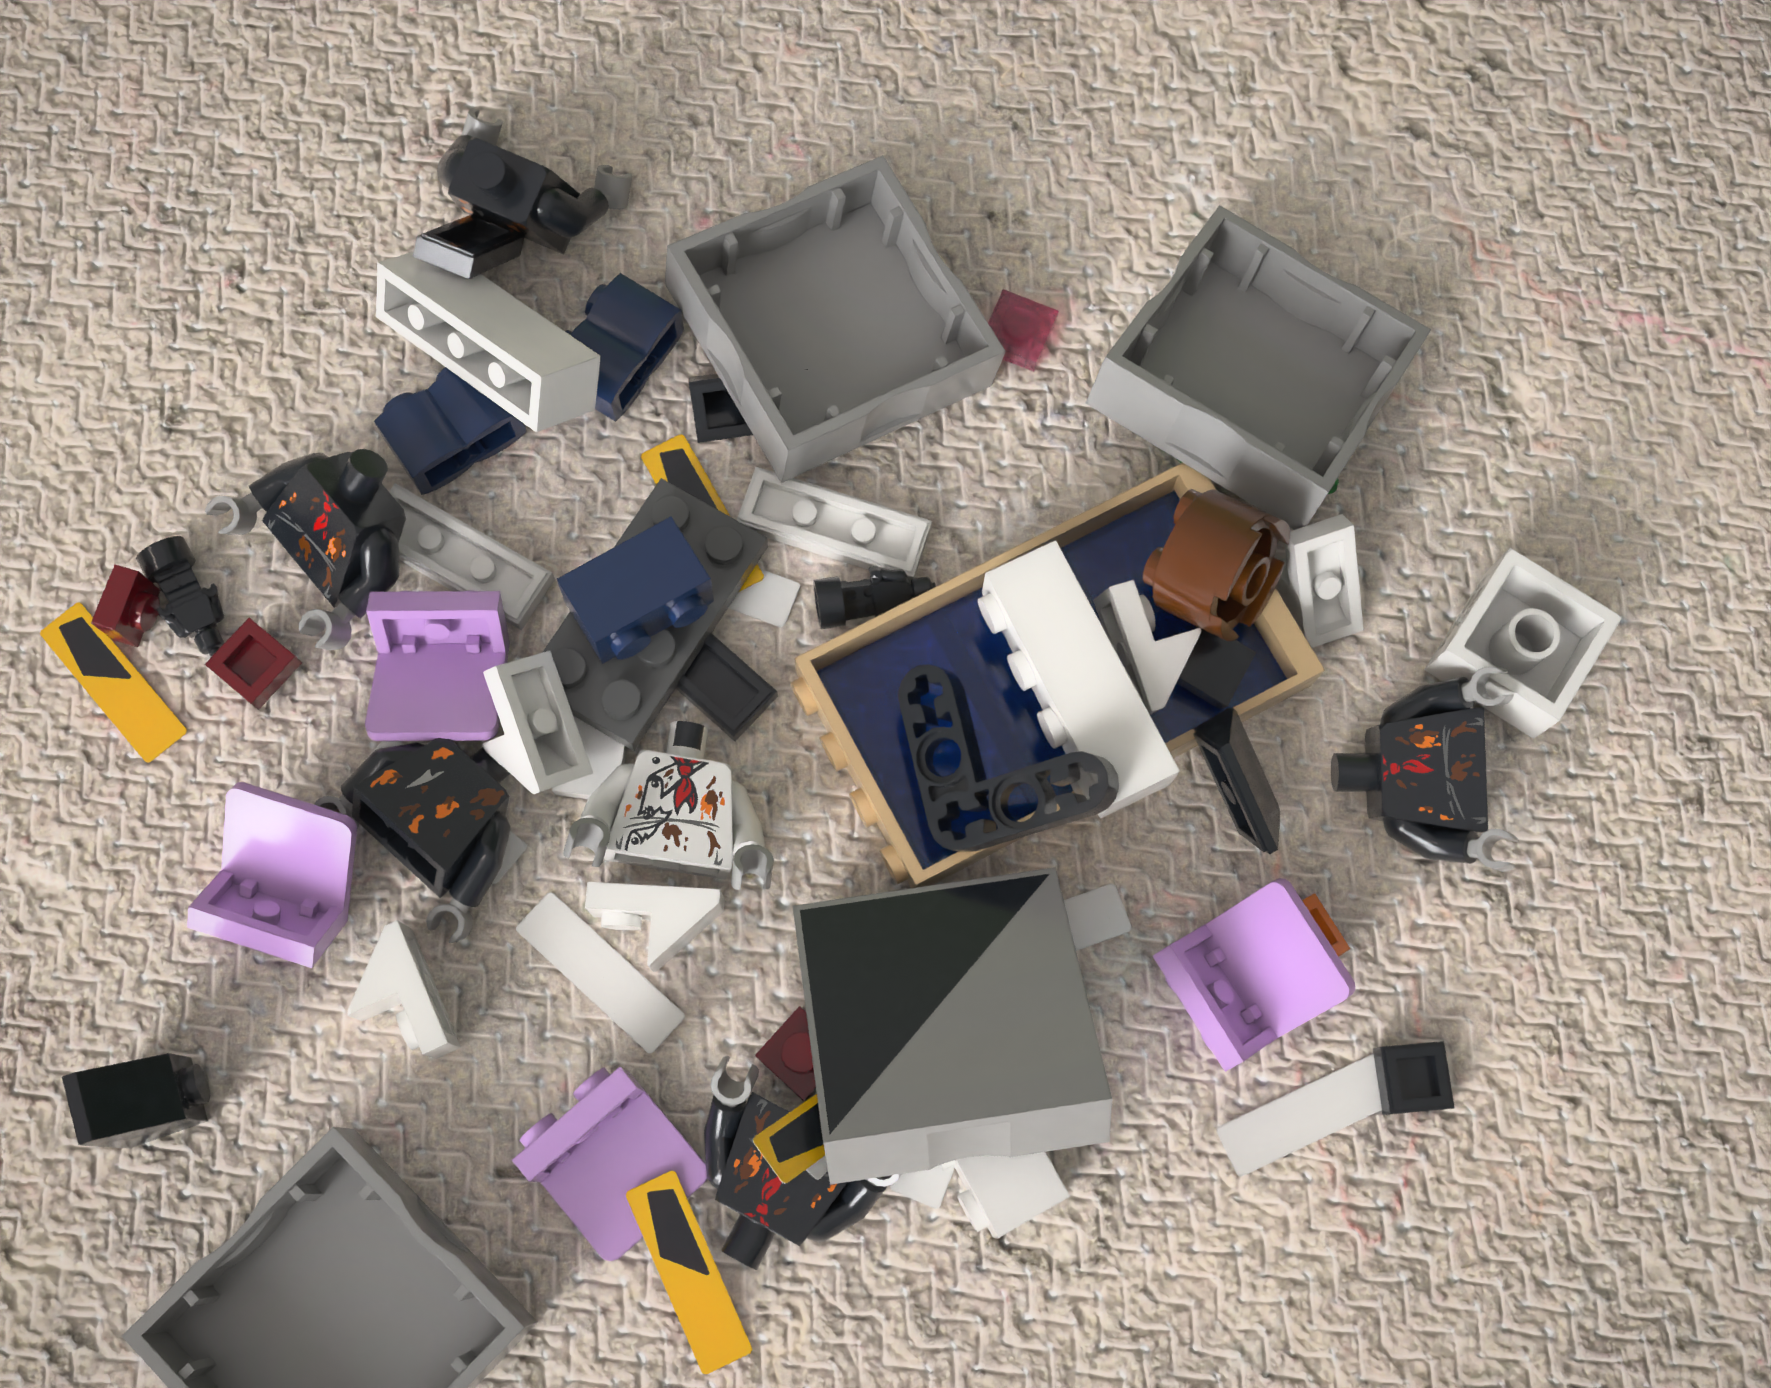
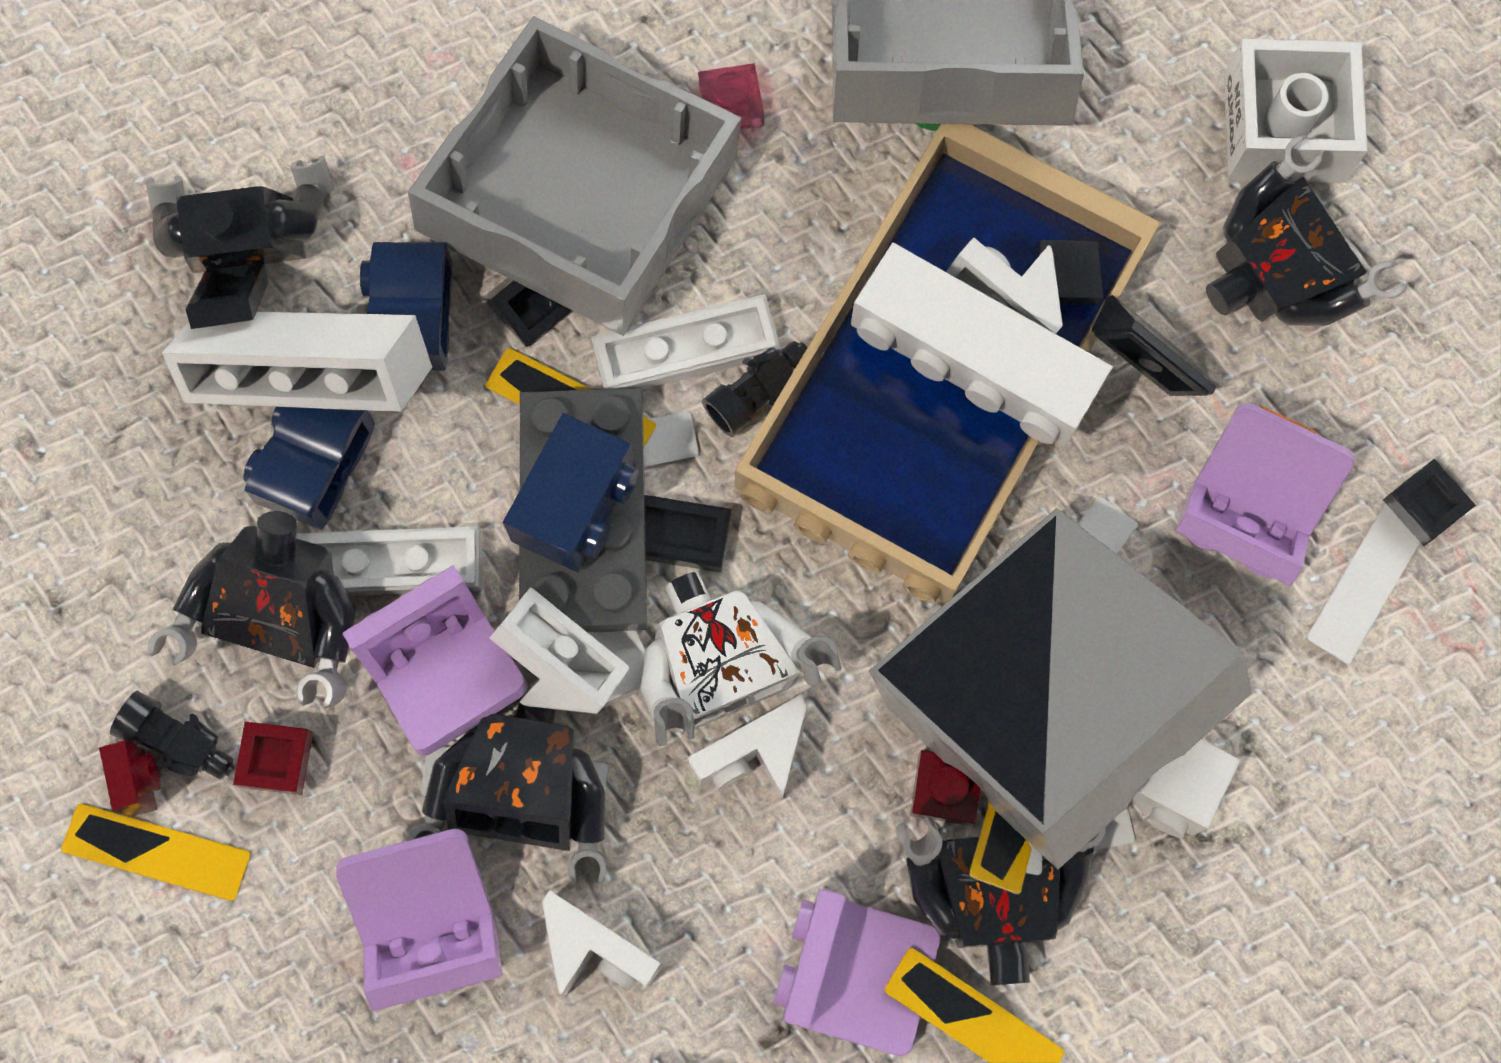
camera: 30 degrees left, 0 degrees up
(600, 972) = (737, 829): white sticker -> none
(969, 784) = (947, 481): black beam -> none
(1217, 562) = (1029, 184): reddish brown brick -> none
(1323, 580) = (1107, 151): white slope -> none

